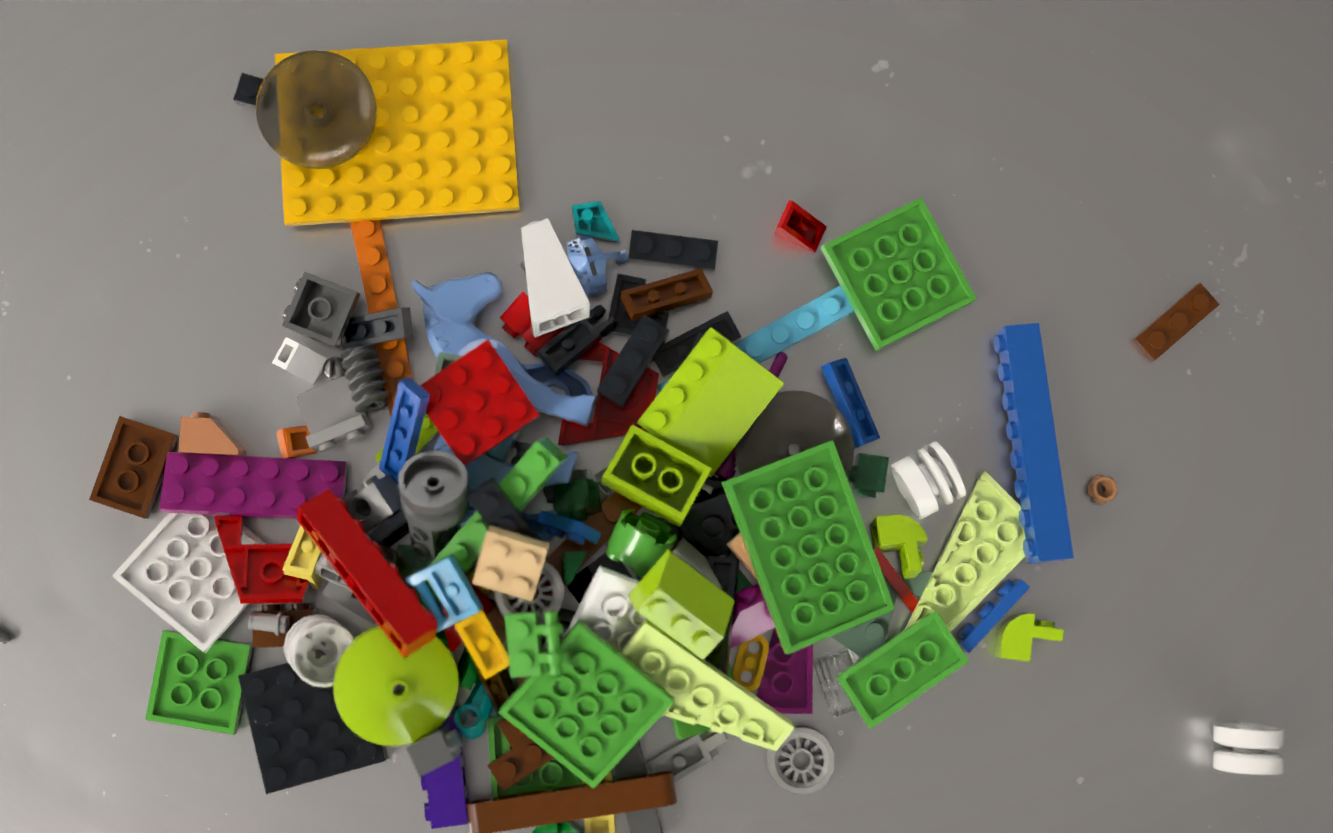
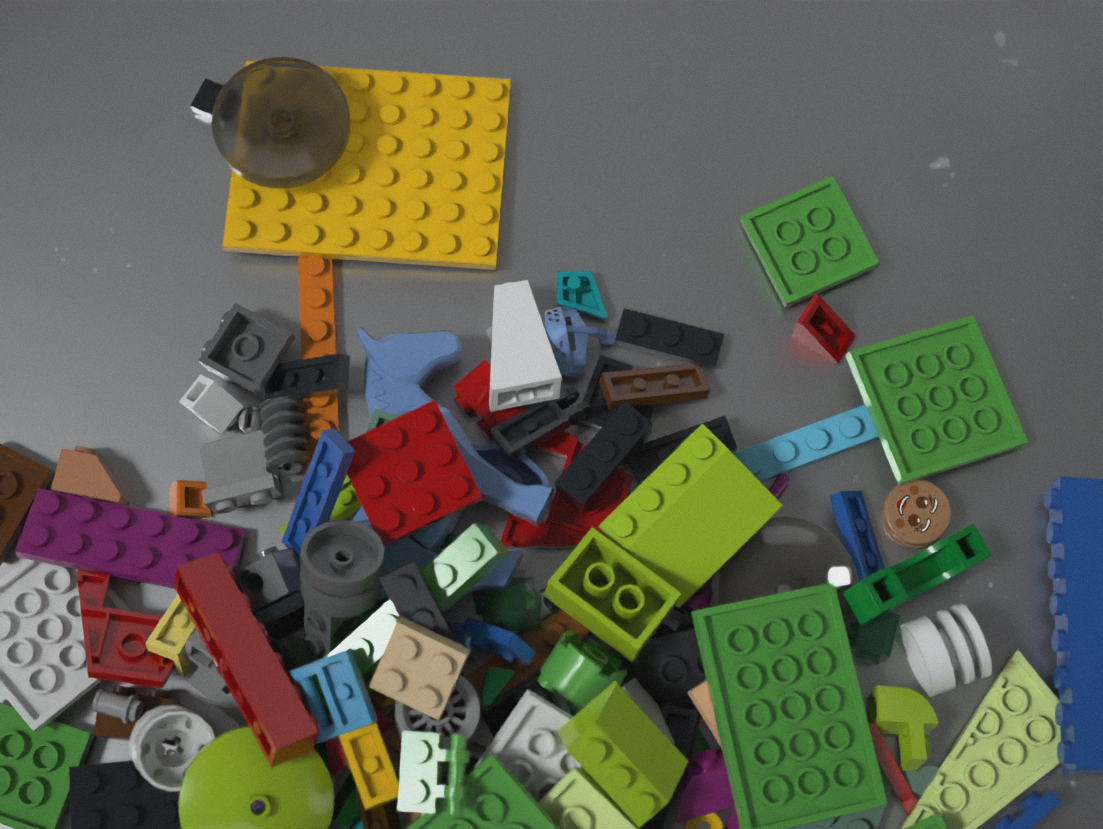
camera: 15 degrees right, 10 degrees down
(778, 150) = (809, 241): none -> bright green plate
(892, 371) = (916, 514): none -> medium nougat head
(898, 423) = (917, 574): none -> green arch

